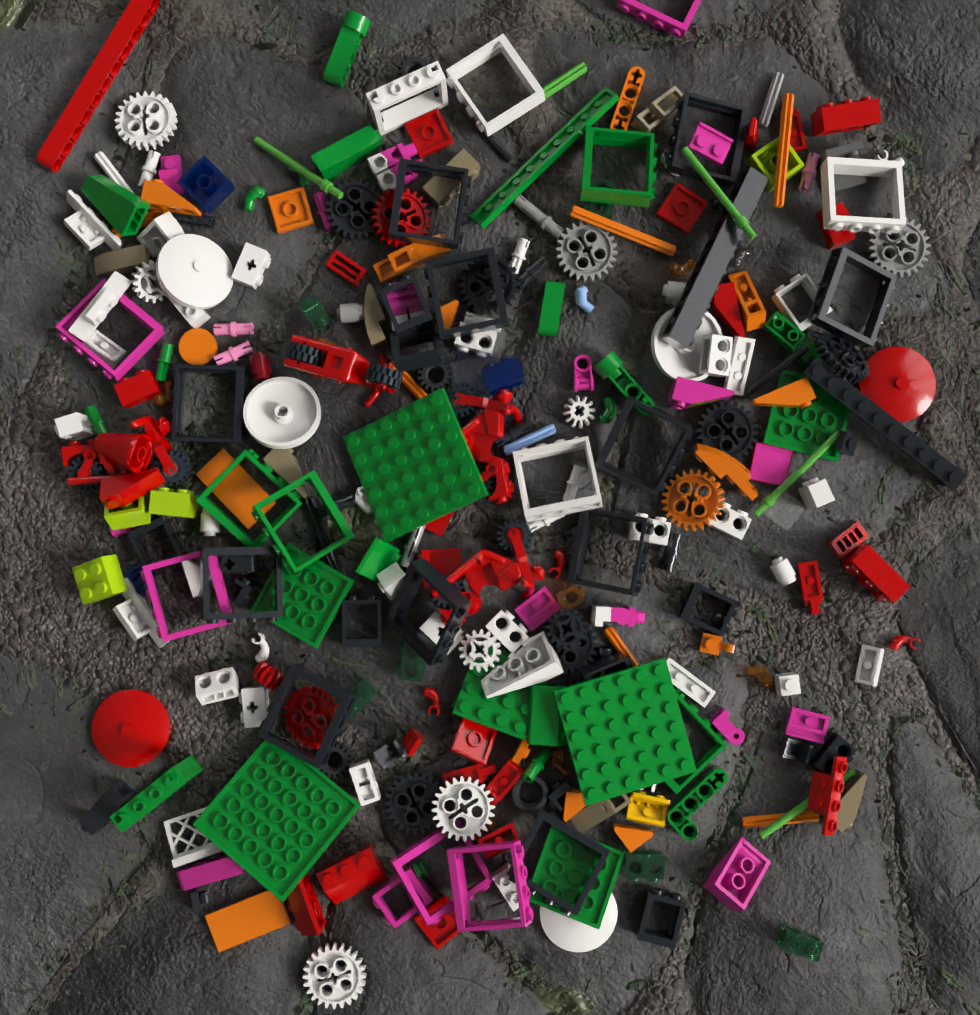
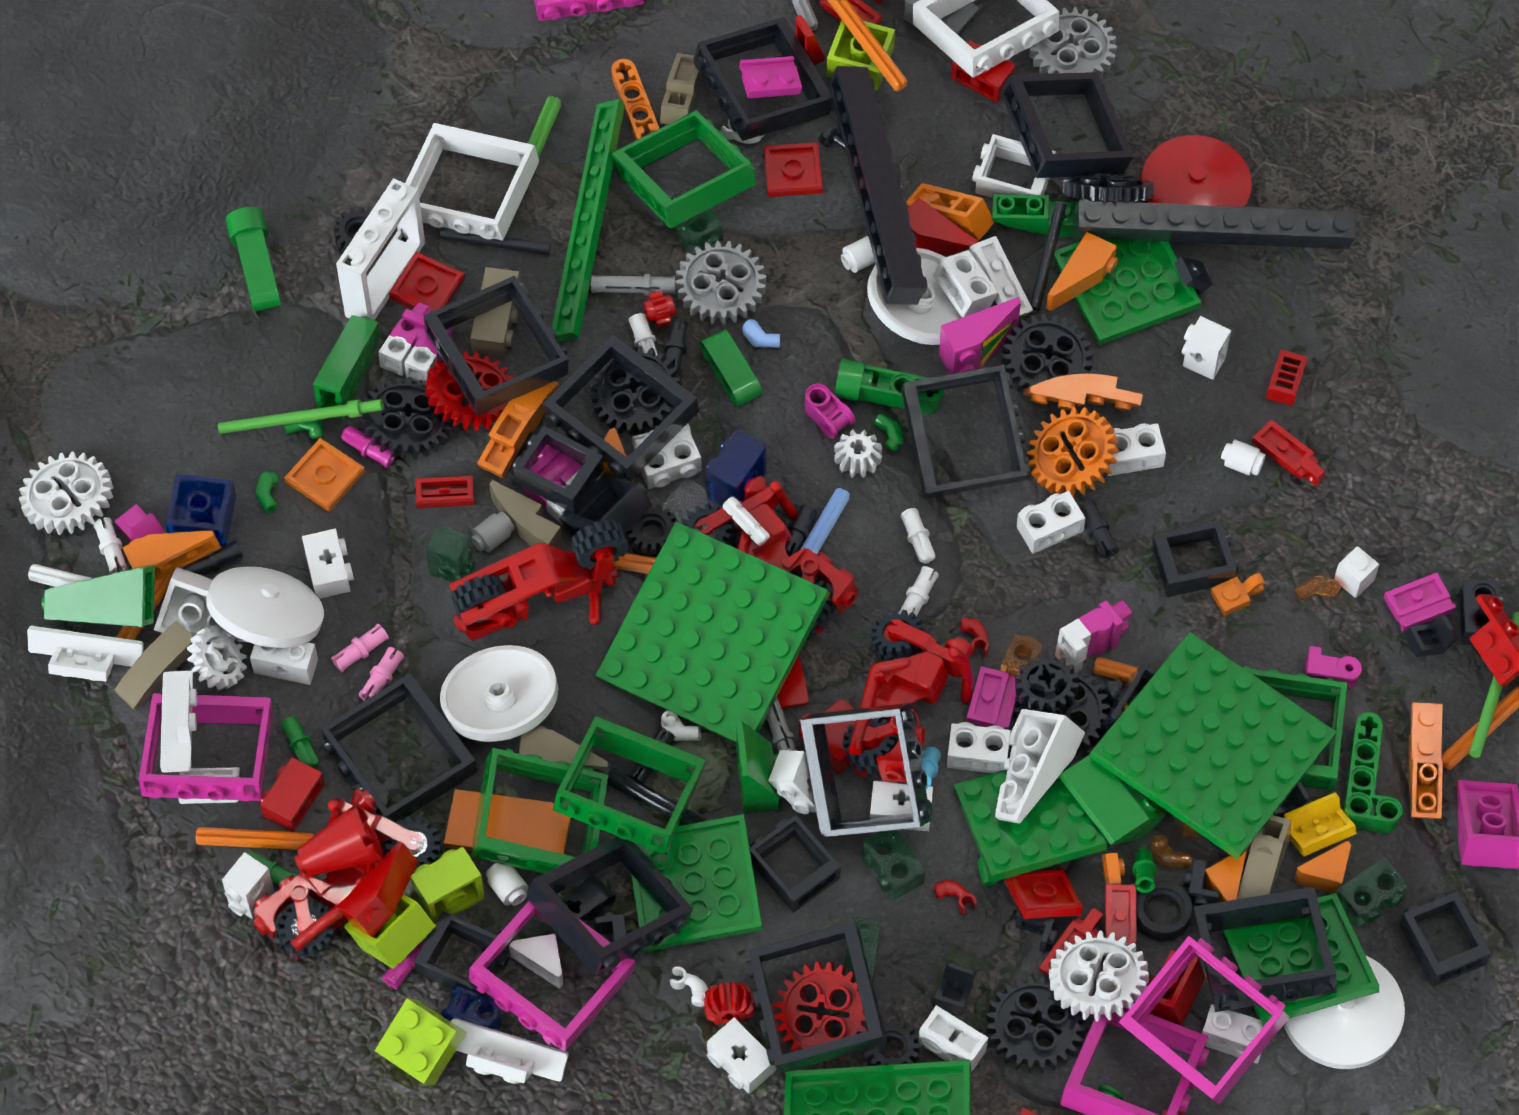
camera: 40 degrees left, 25 degrees down
(103, 398) = (251, 838): none -> orange axle
(165, 397) = (334, 779): clear orange arm -> none
(198, 347) = (328, 697): orange tile -> none
(212, 686) = (673, 1063): white brick -> none
(260, 366) = (427, 665): dark red brick -> none
(412, 741) = (972, 949): red slope -> none
(471, 623) = (929, 763): none -> medium azure pin
(479, 415) = (746, 521): none -> white axle
(485, 645) = (965, 783): white gear -> none
(540, 243) = (659, 308): none -> red gear
(561, 508) = (924, 561): white window -> none
(581, 545) = (997, 527): black window -> none
(622, 230) = (745, 230): orange axle -> none
(682, 270) = (849, 229): clear orange arm -> none
(689, 683) = (1253, 653): white plate -> none
(731, 817) = (1425, 761): none -> orange slope
(741, 221) = (874, 122): bright green bar -> none
(769, 500) = (1160, 393): bright green bar -> none
(770, 464) = (1129, 359): dark pink tile -> none
(785, 511) = (1184, 397): clear piece -> none
(808, 172) = (906, 40): bright pink pin -> none
(869, 665) = (1432, 491): white slope -> none
(875, 574) = (1347, 383): red brick -> none
(898, 640) = (1440, 441): red arm -> none

